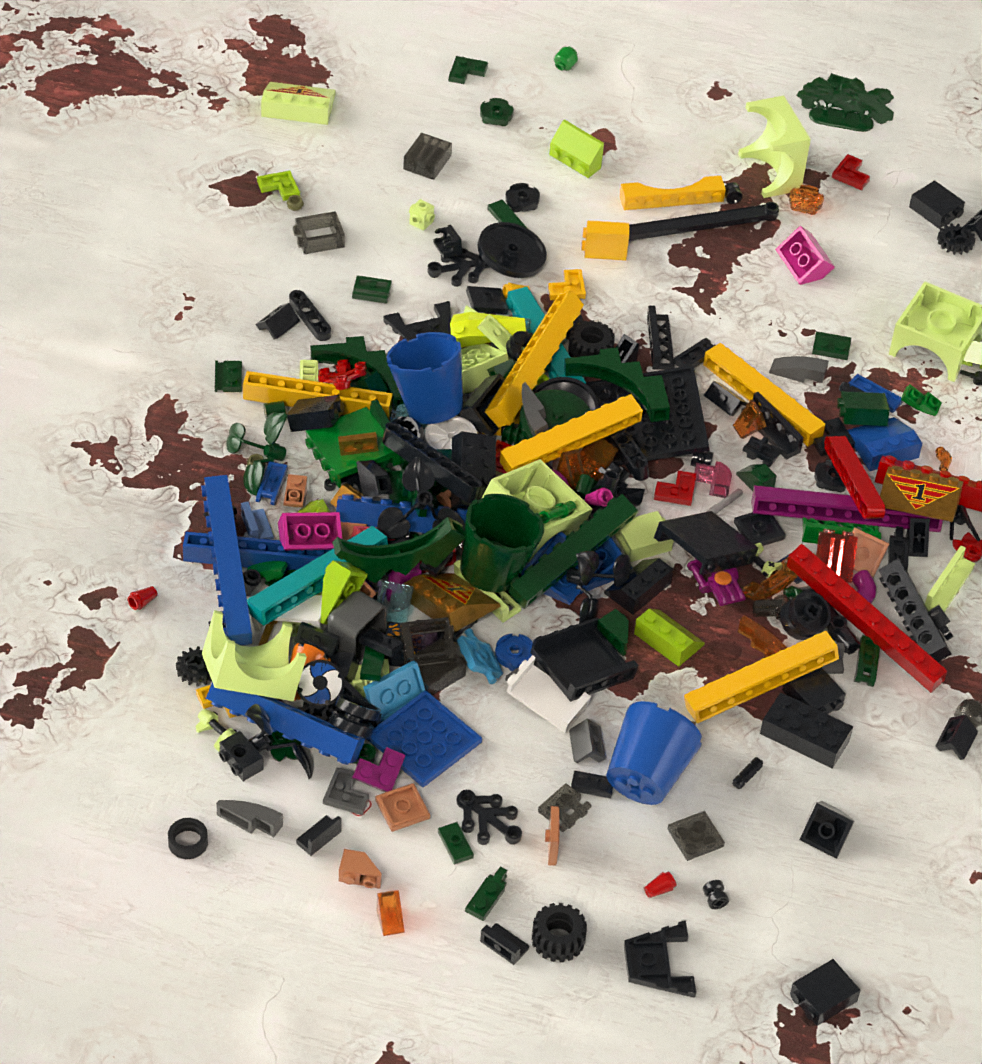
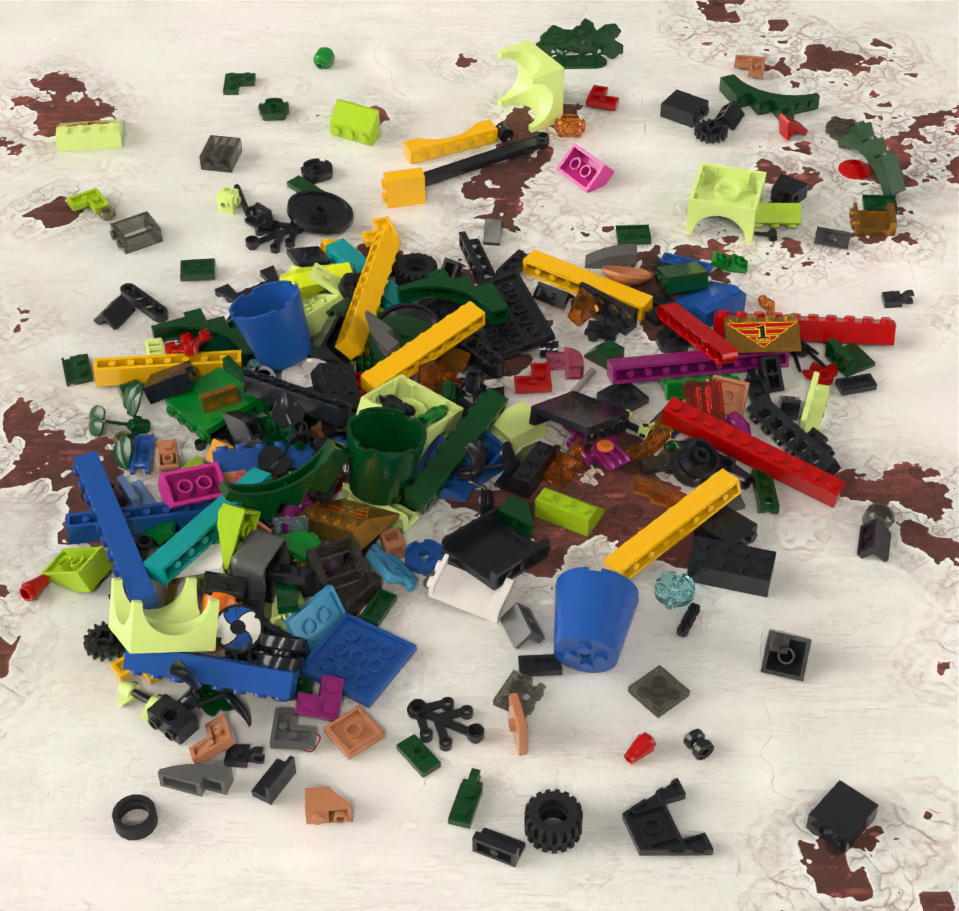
camera: 10 degrees left, 5 degrees down
(186, 588) = (79, 568): none -> lime slope
(277, 786) = (218, 740): none -> nougat plate
(295, 803) = (240, 754): none -> black plate
(390, 912) = (370, 843): clear orange slope -> none
(399, 612) = (300, 542): none -> green slope
(437, 220) = (243, 201): none -> black bar
(457, 692) = (378, 607): none -> dark green plate
(488, 630) = (393, 542): none -> nougat brick
(524, 492) = (394, 402): none -> black hinge
(599, 497) = (466, 397): dark pink cone -> none
(678, 589) = (565, 465): none -> clear orange bracket
(685, 311) = (493, 232): none -> slope
(741, 749) = (670, 598): none -> clear light blue plate
(808, 392) = (627, 275): none -> nougat dish
(924, 576) = (790, 406): none -> black slope

